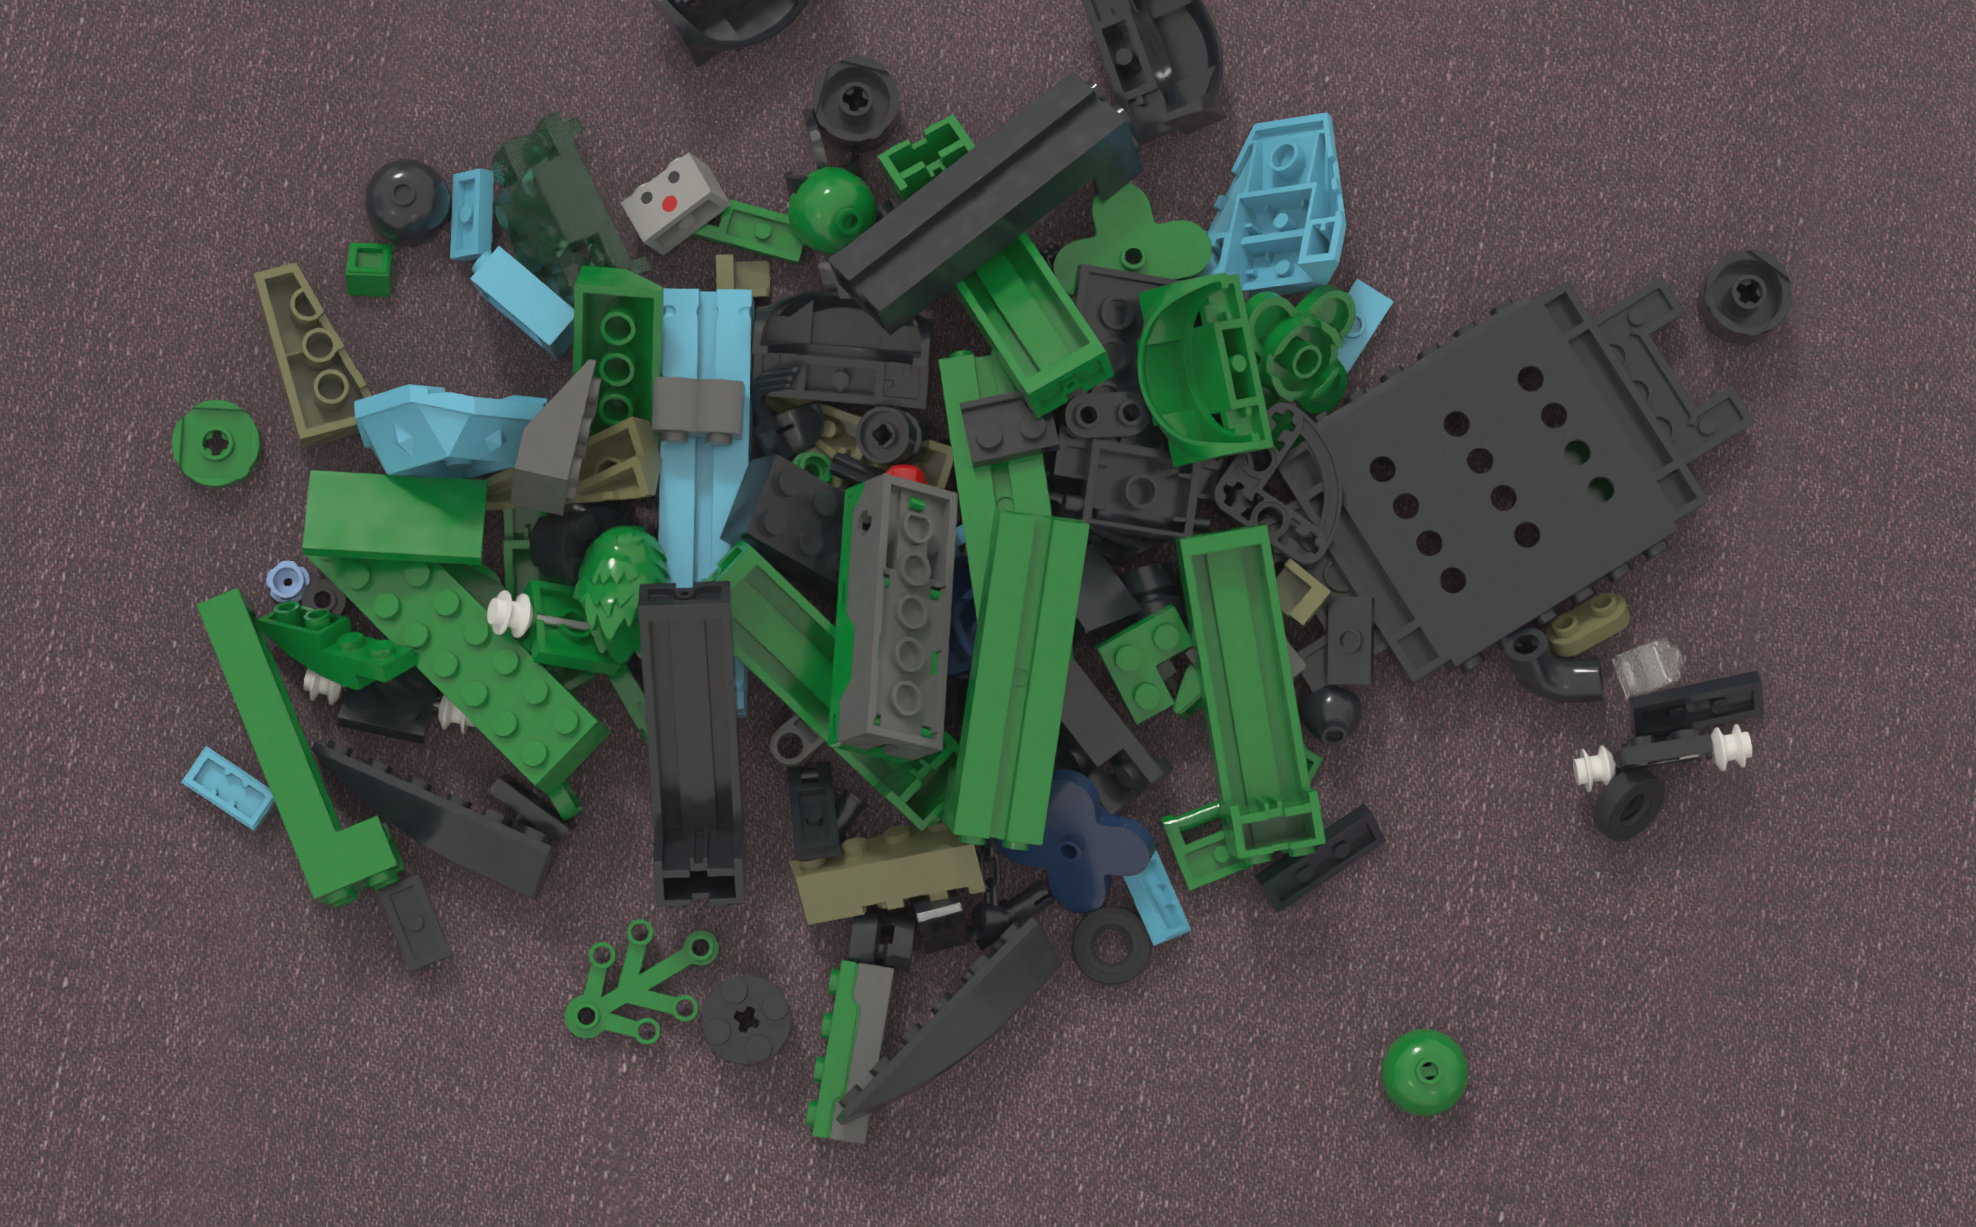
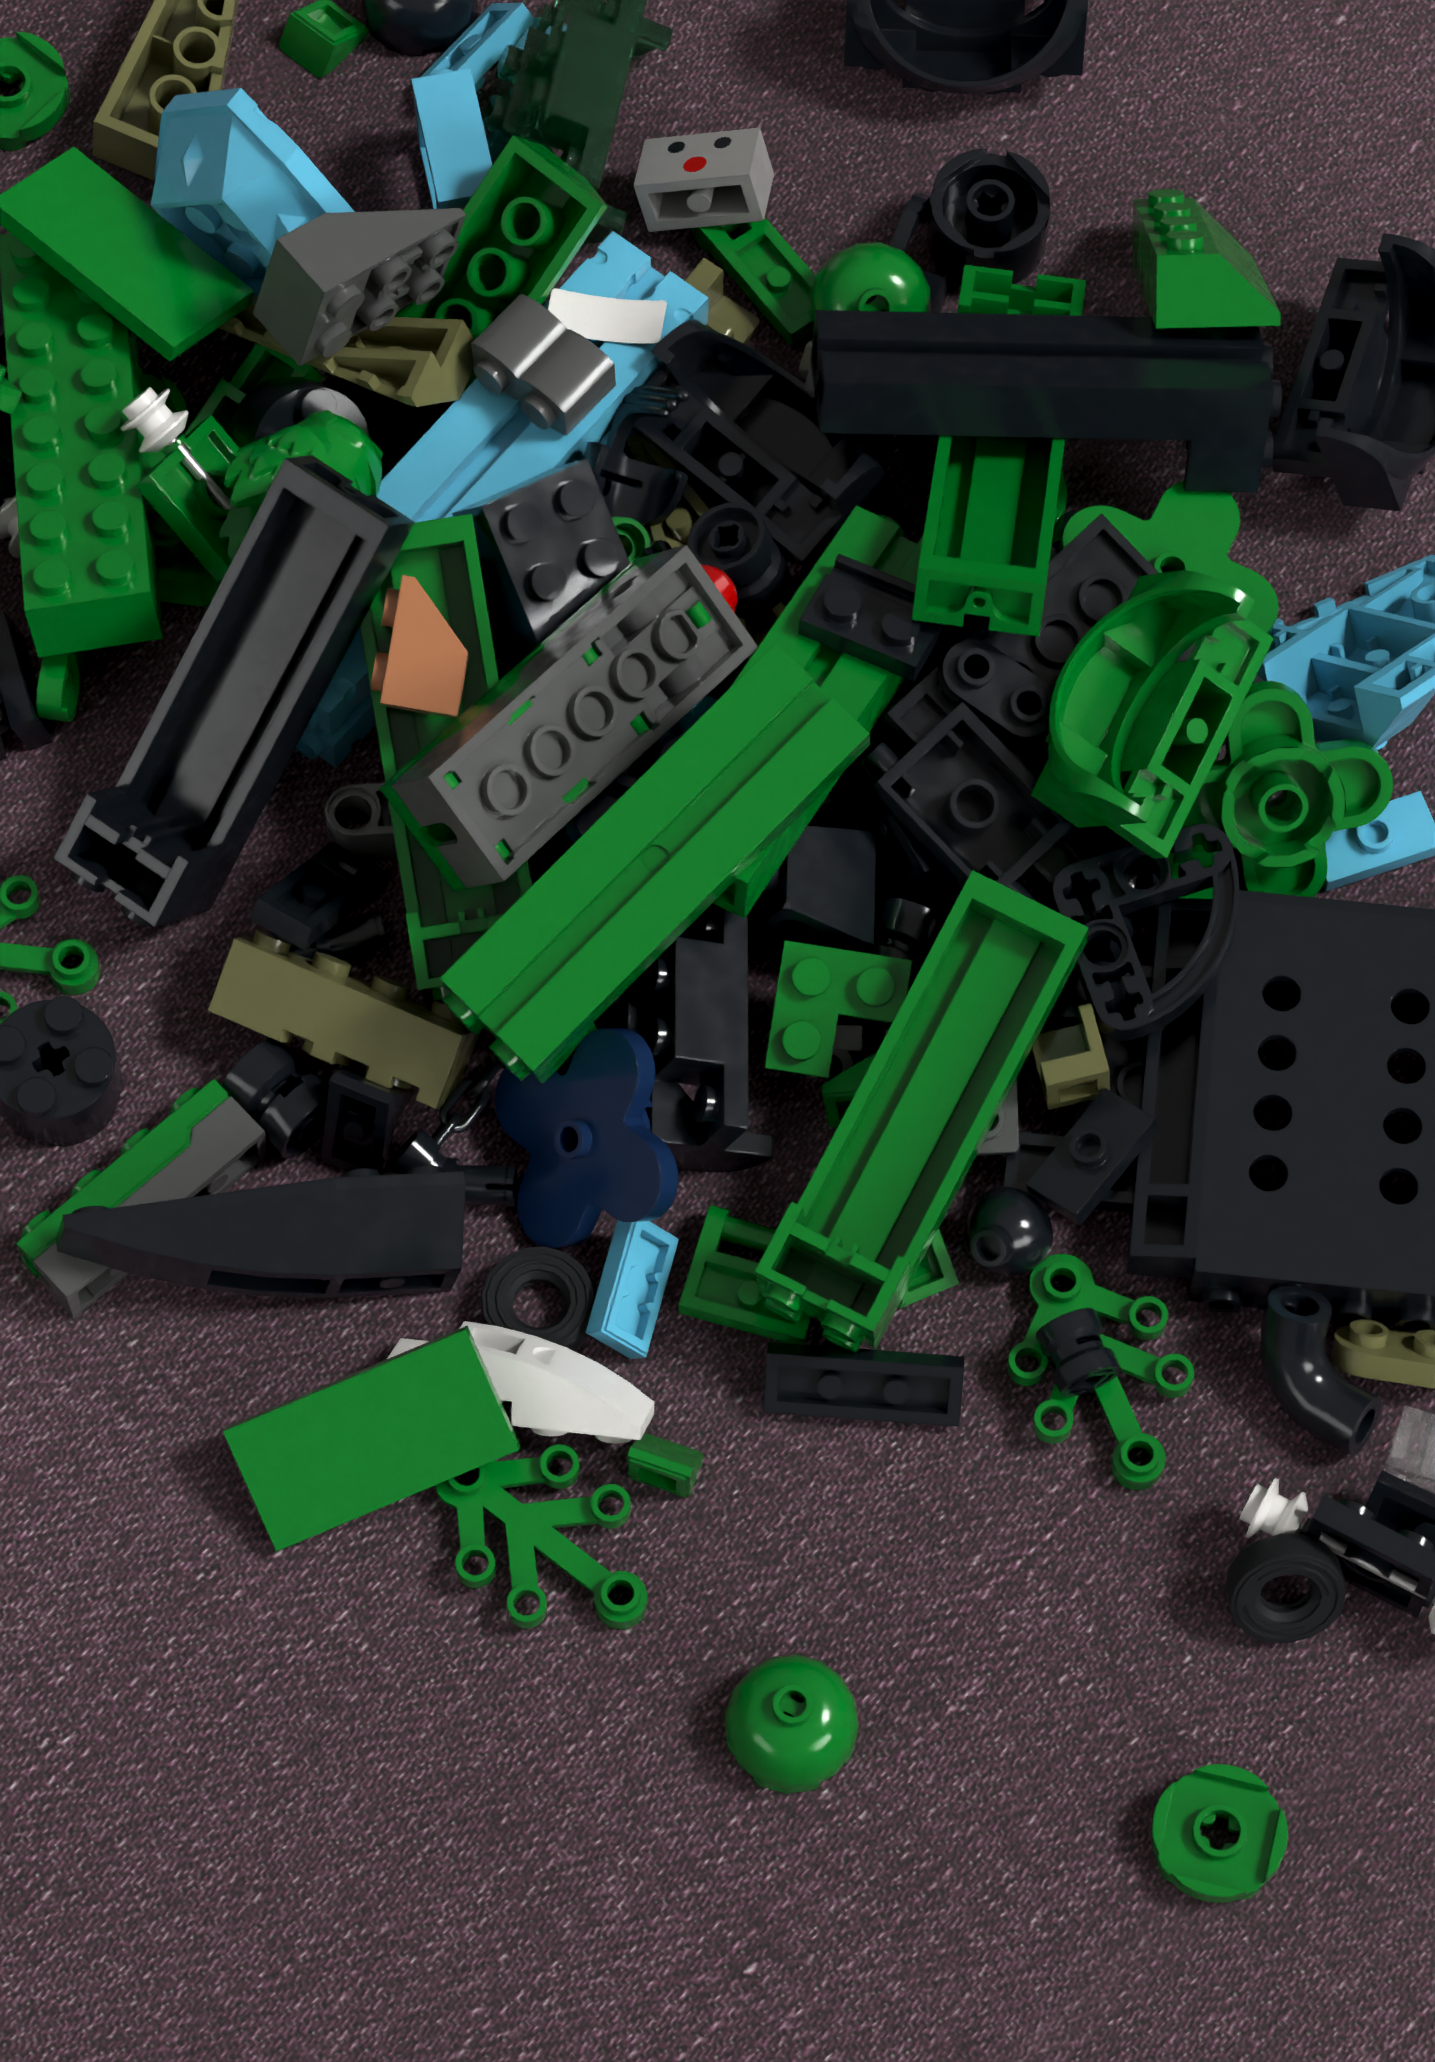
camera: 40 degrees right, 15 degrees down
(705, 347) = (609, 317): none -> white sticker
(790, 649) = (424, 657): none -> nougat slope
(1011, 59) = (1194, 268): none -> green slope
(1092, 1096) = (371, 1438): none -> green tile
(1150, 990) = (556, 1387): none -> white slope
(1206, 1073) = (532, 1527): none -> green plant
(1247, 980) = (664, 1465): none -> green slope
(1424, 756) = (1078, 1352): none -> black wheel
(1429, 747) = (1131, 1360): none -> green plant
(1697, 937) = (1251, 1813): none -> green plate

